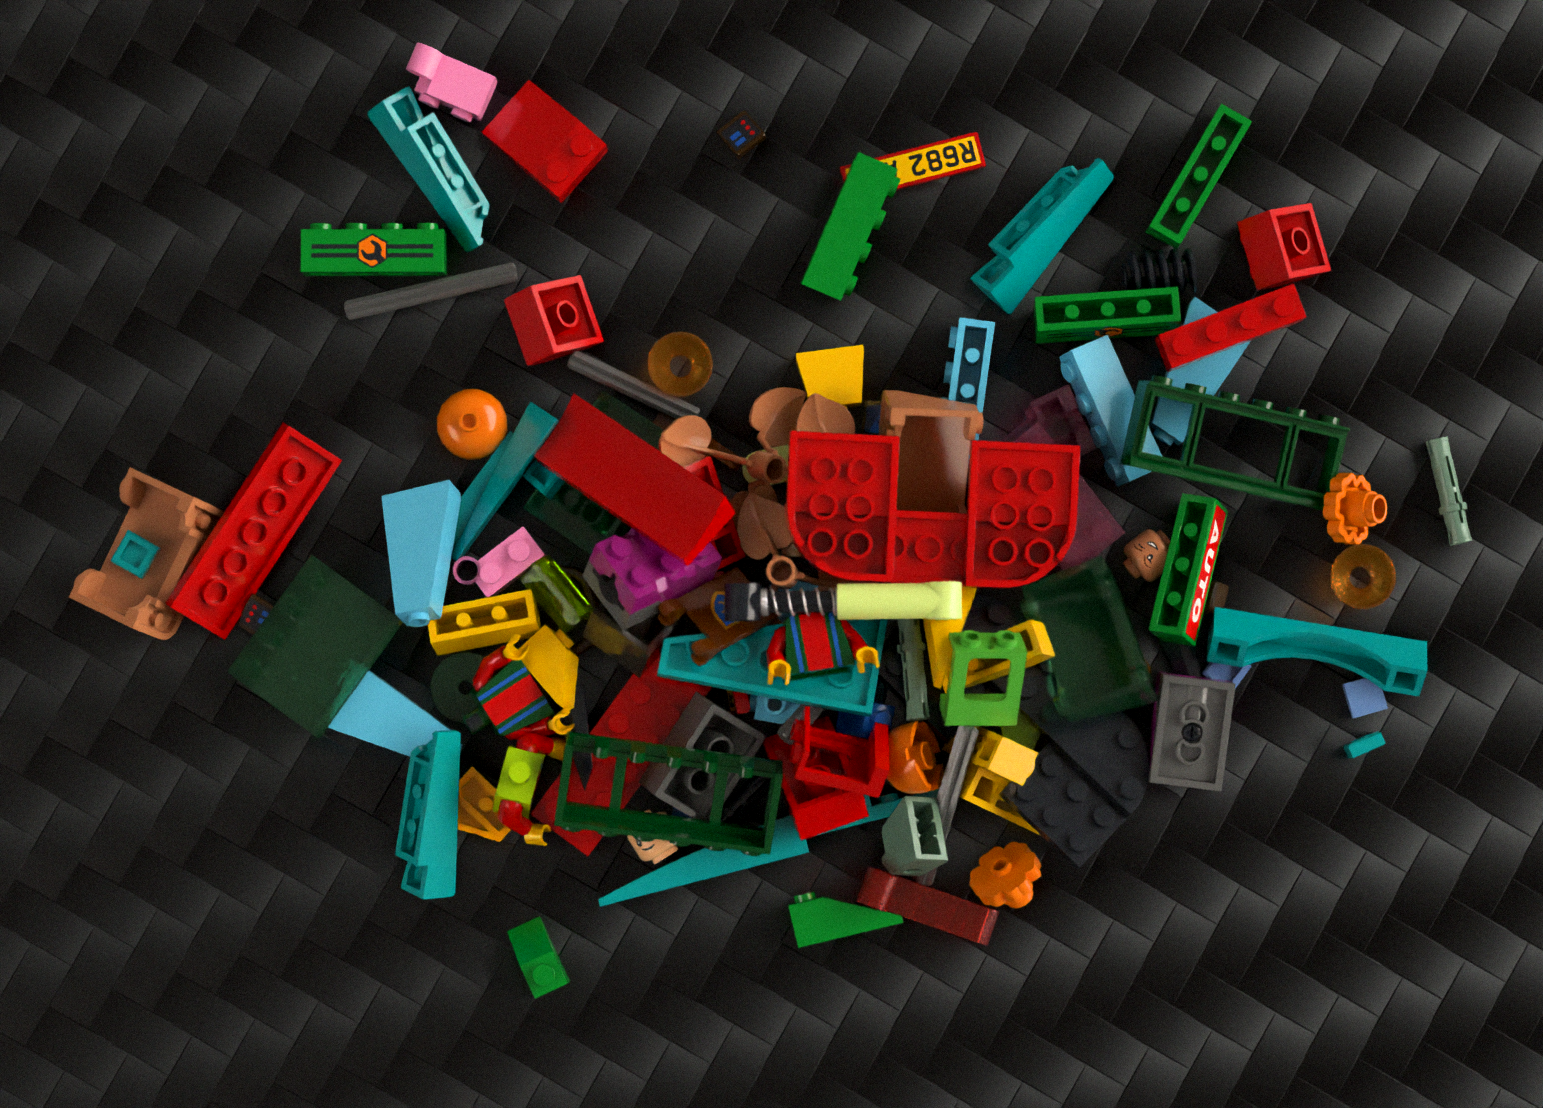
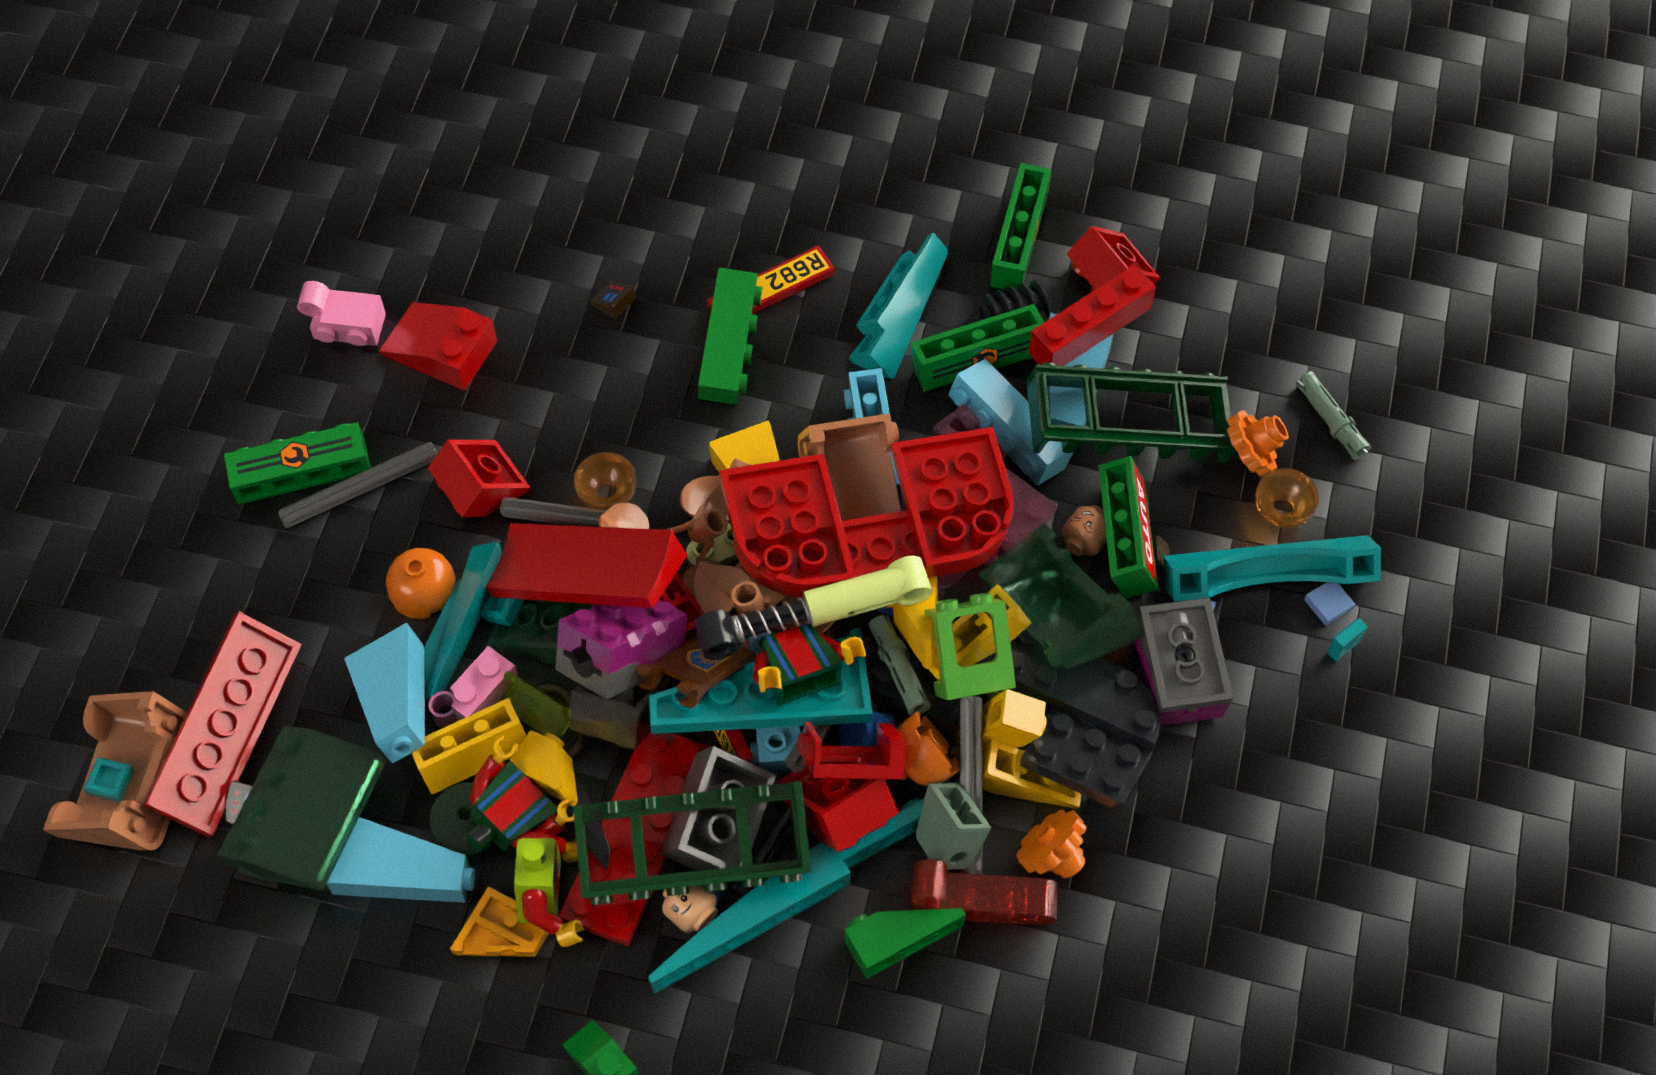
camera: 15 degrees left, 25 degrees down
(431, 818) = (456, 943): teal wedge -> none
(433, 165) = (338, 383): teal wedge -> none

